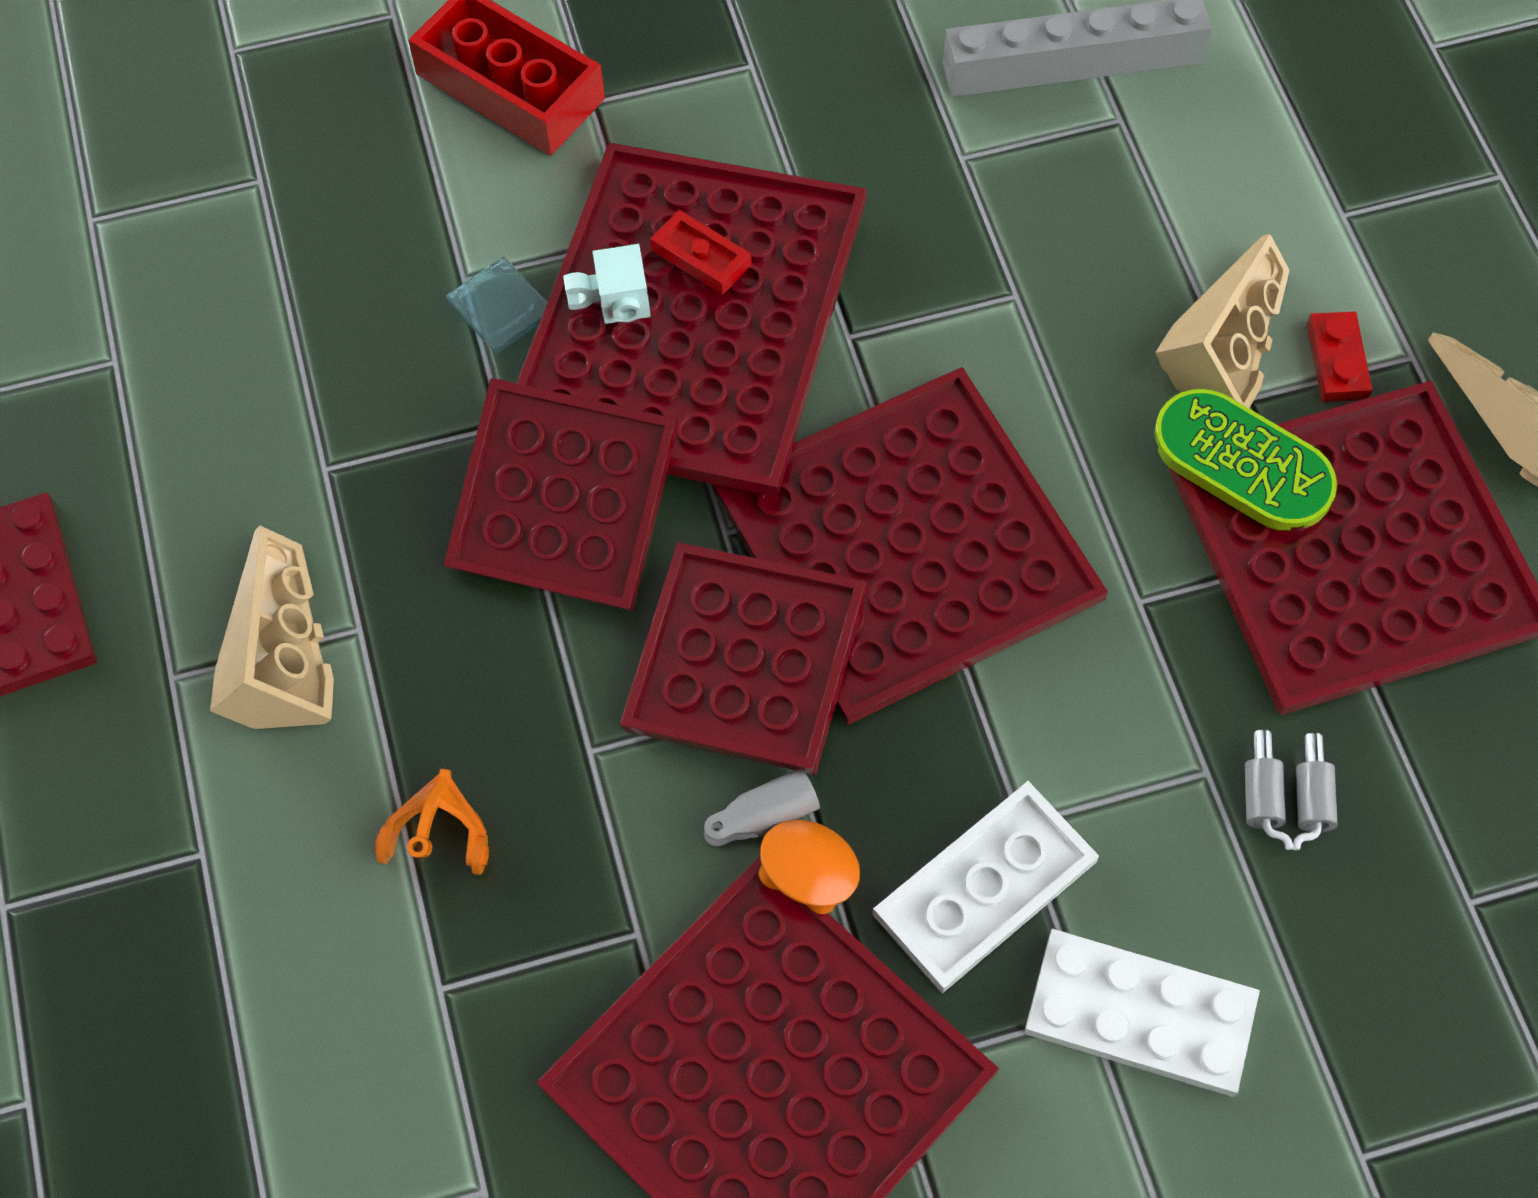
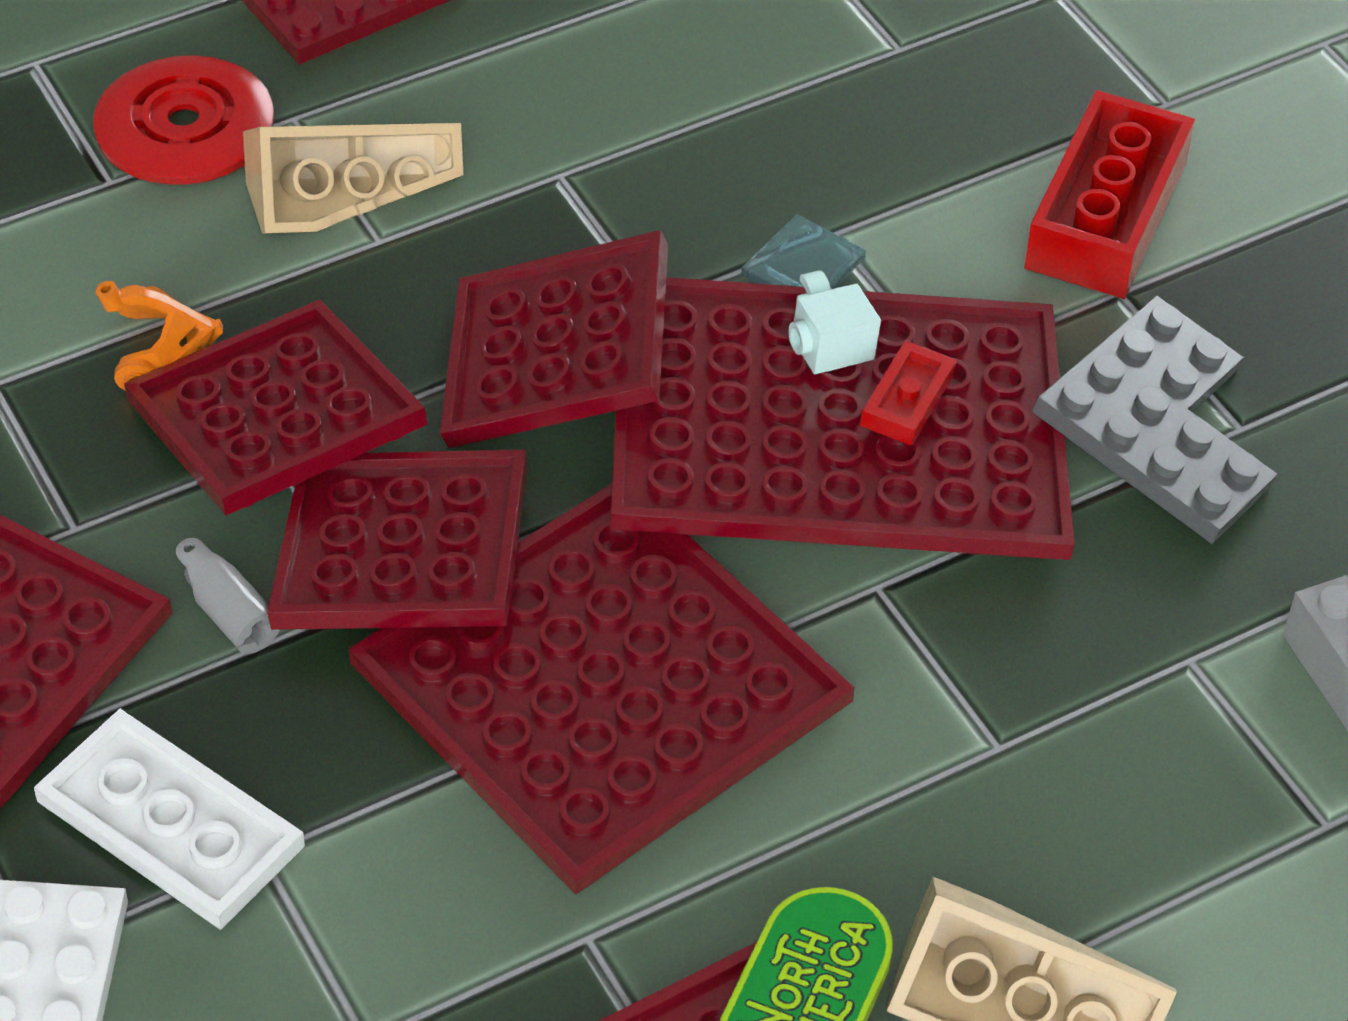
camera: 75 degrees right, 15 degrees down
(154, 816) = (142, 142): none -> red piece
(562, 737) = (274, 406): none -> dark red plate
(740, 123) = (1134, 415): none -> plate
(809, 864) = (162, 641): orange dish -> none

